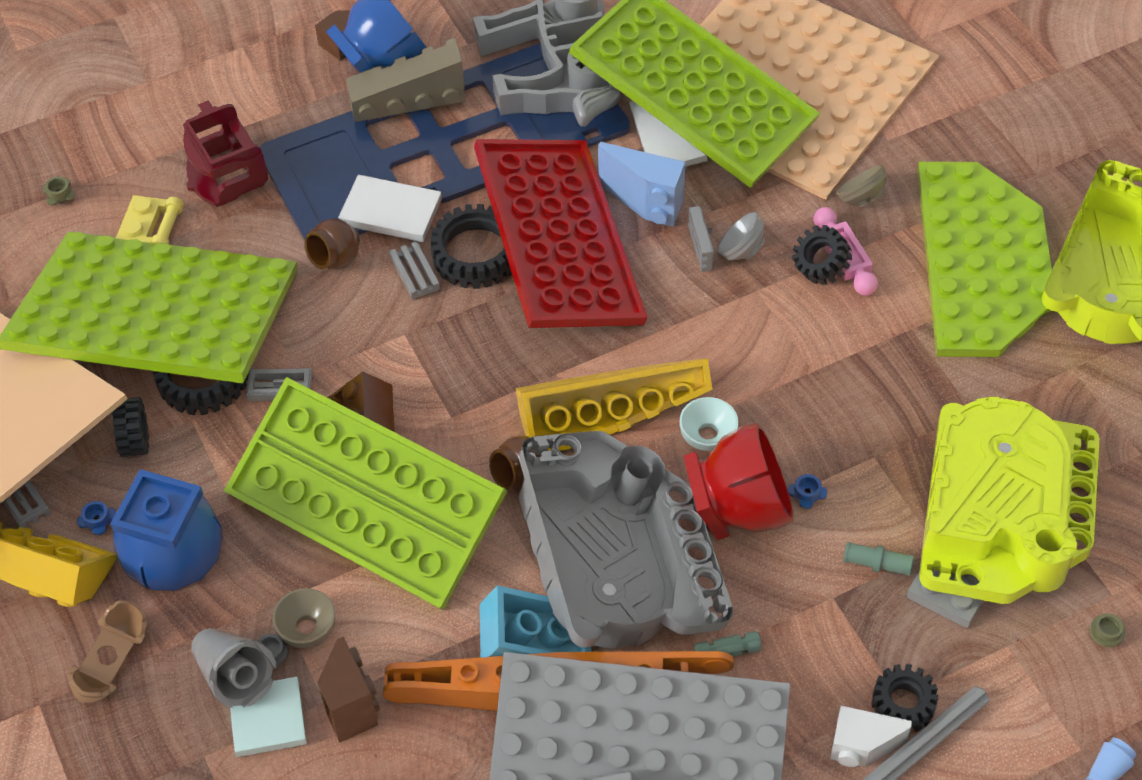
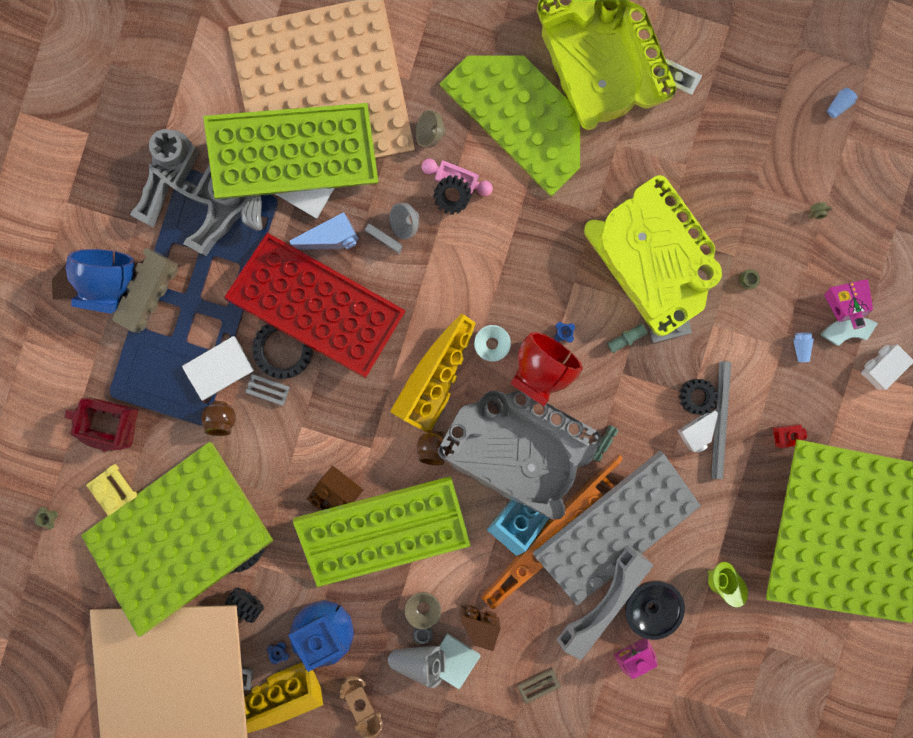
camera: 50 degrees left, 35 degrees up
(267, 390) = (289, 498): light grey tile -> none

